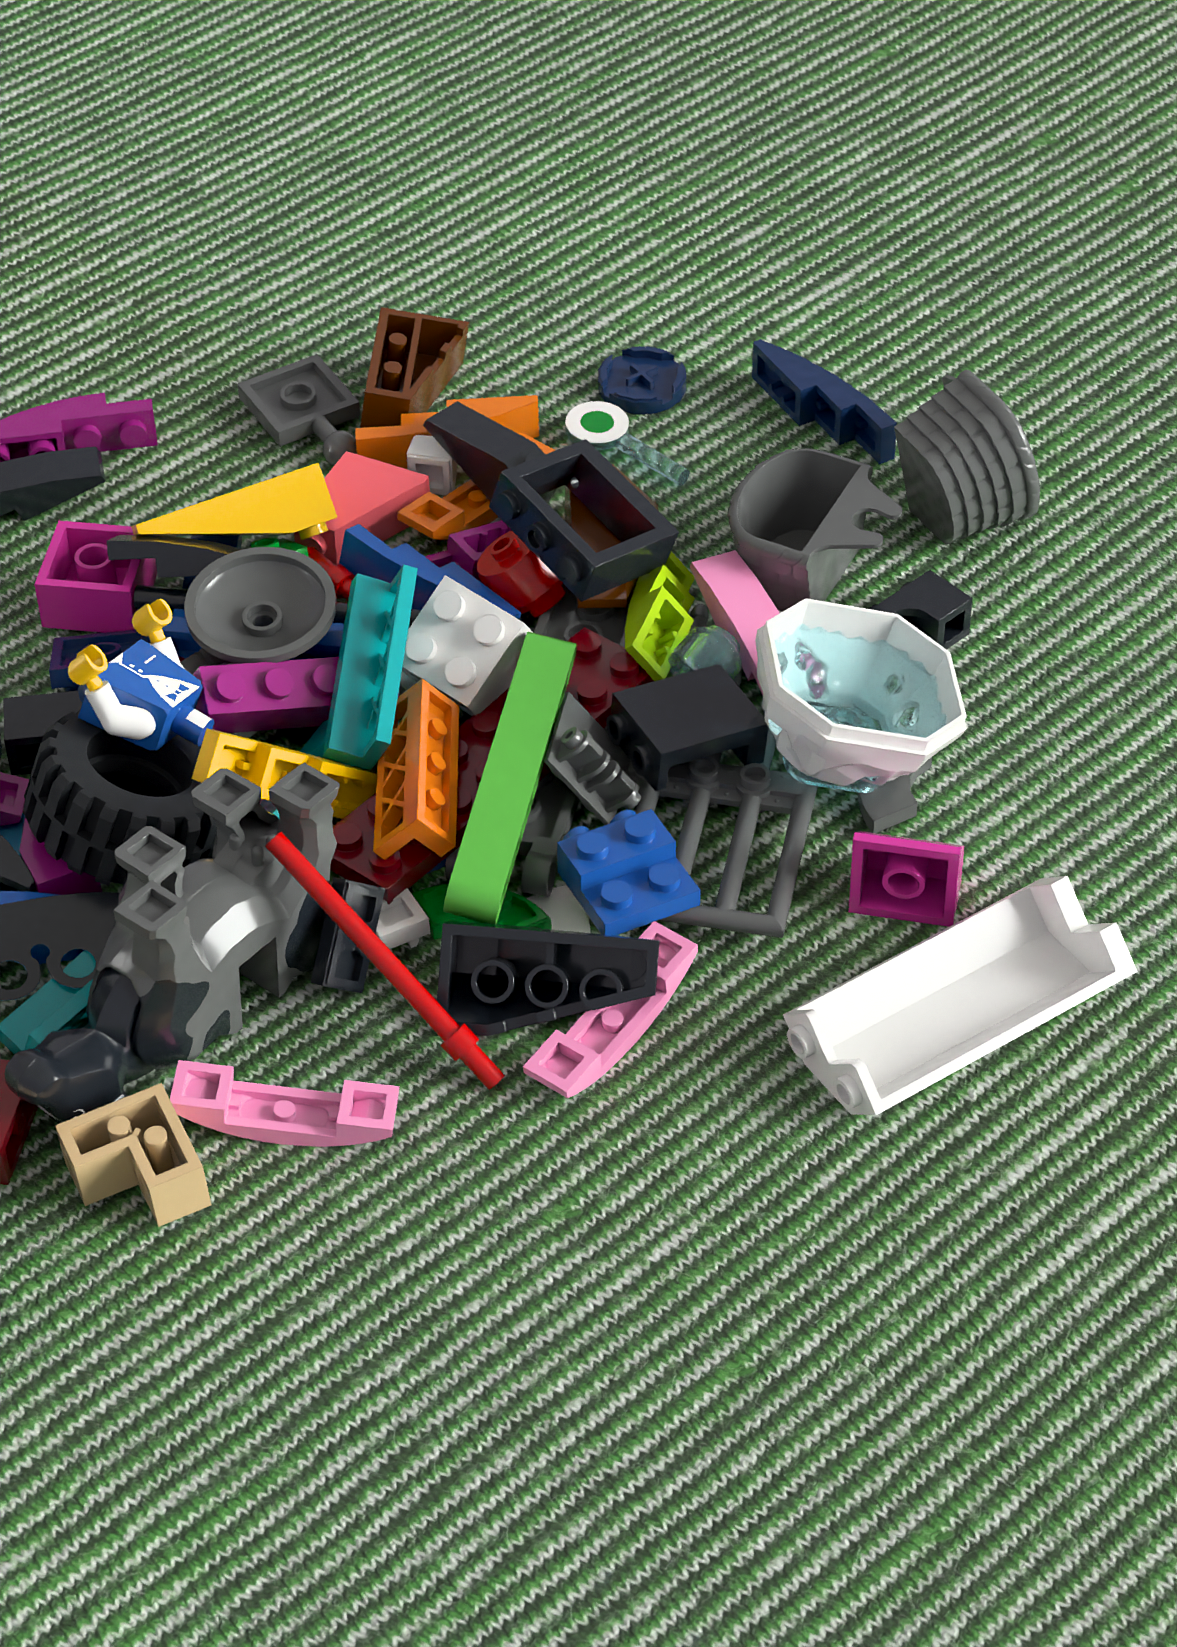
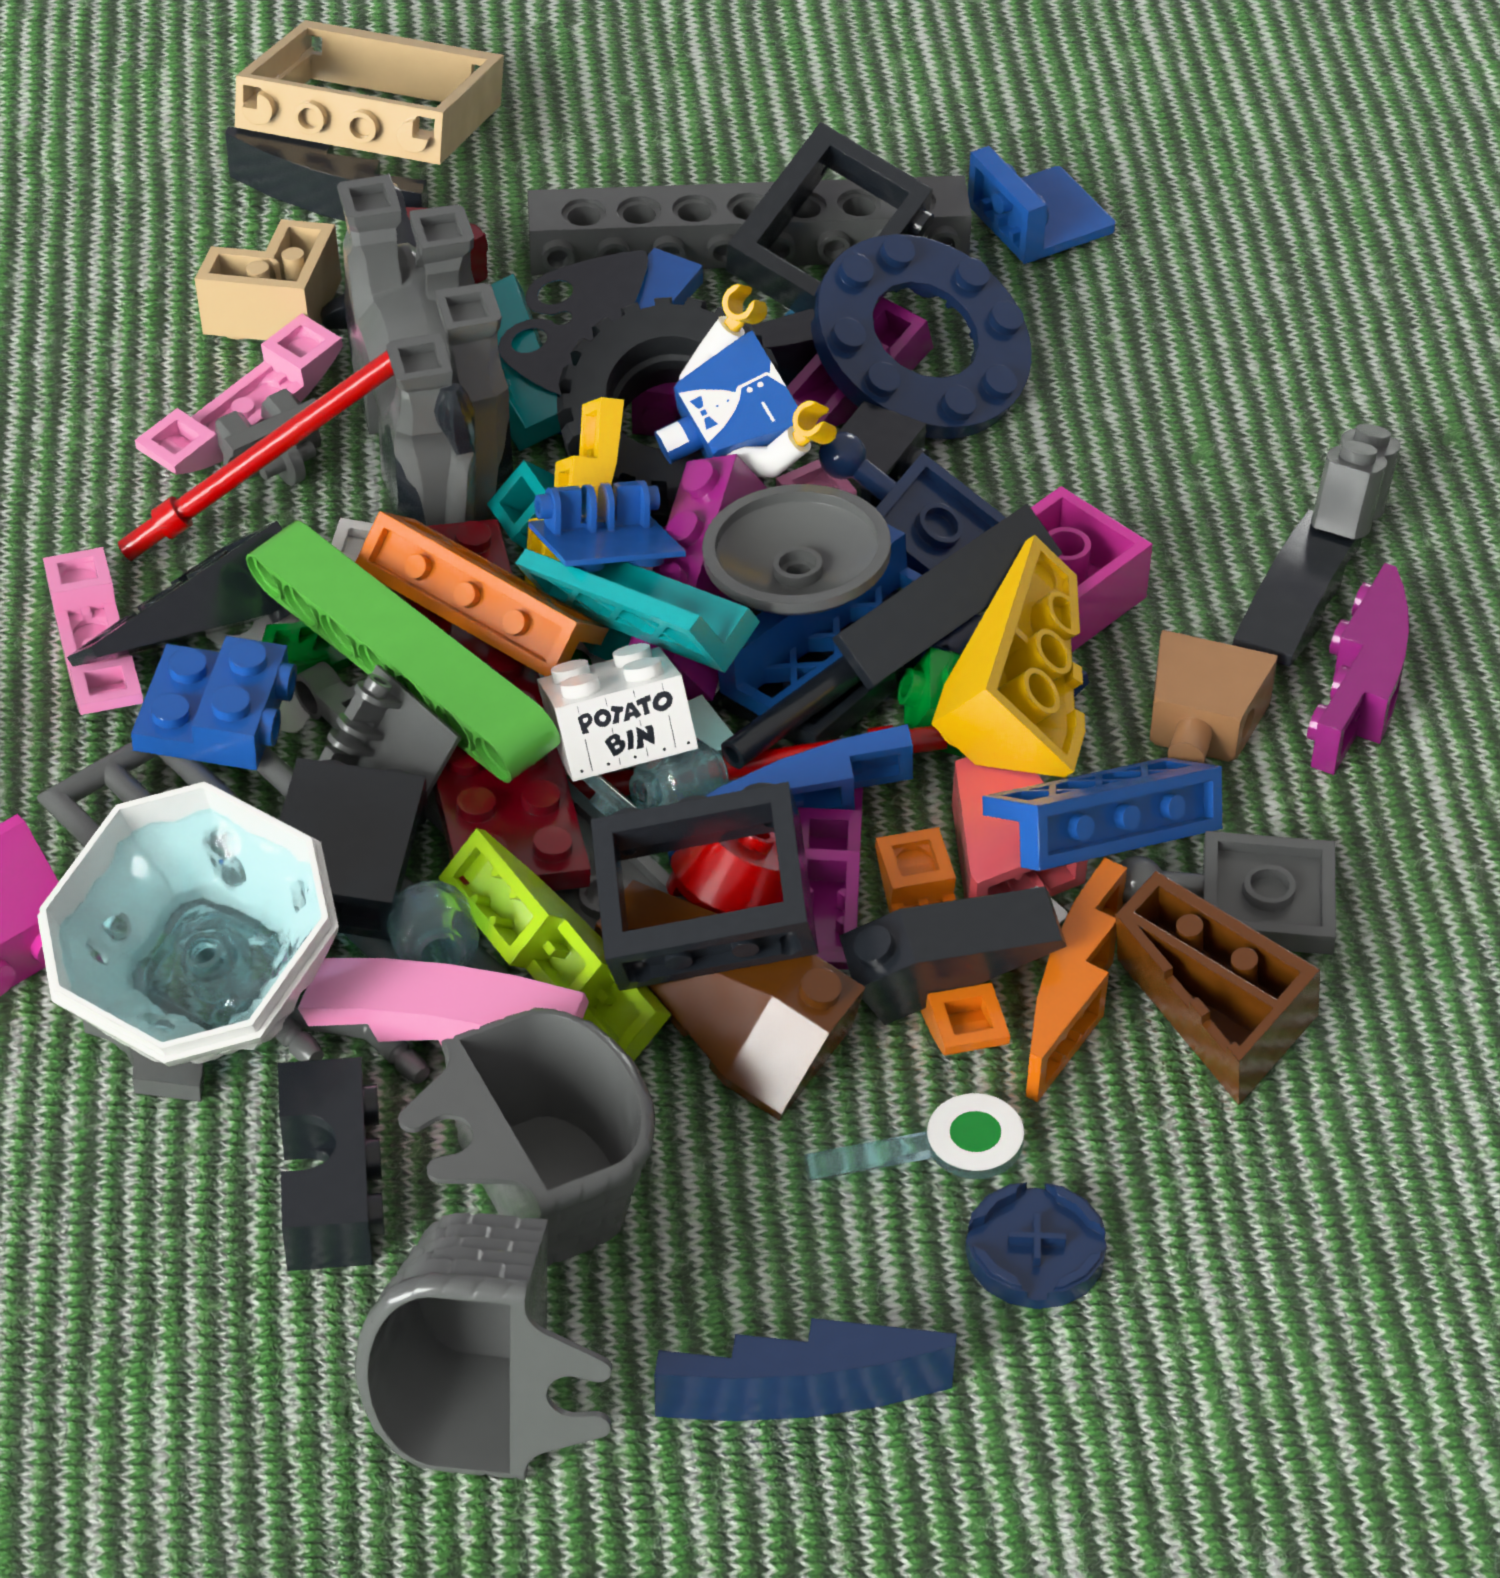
camera: 125 degrees right, 0 degrees up
(156, 479) = (1208, 696): none -> medium nougat torso
(313, 439) = (1111, 810): none -> blue fence
(313, 1054) = (238, 435): none -> dark grey hips
(324, 708) = (603, 531): none -> blue hinge
(338, 959) = (359, 490): black plate -> none

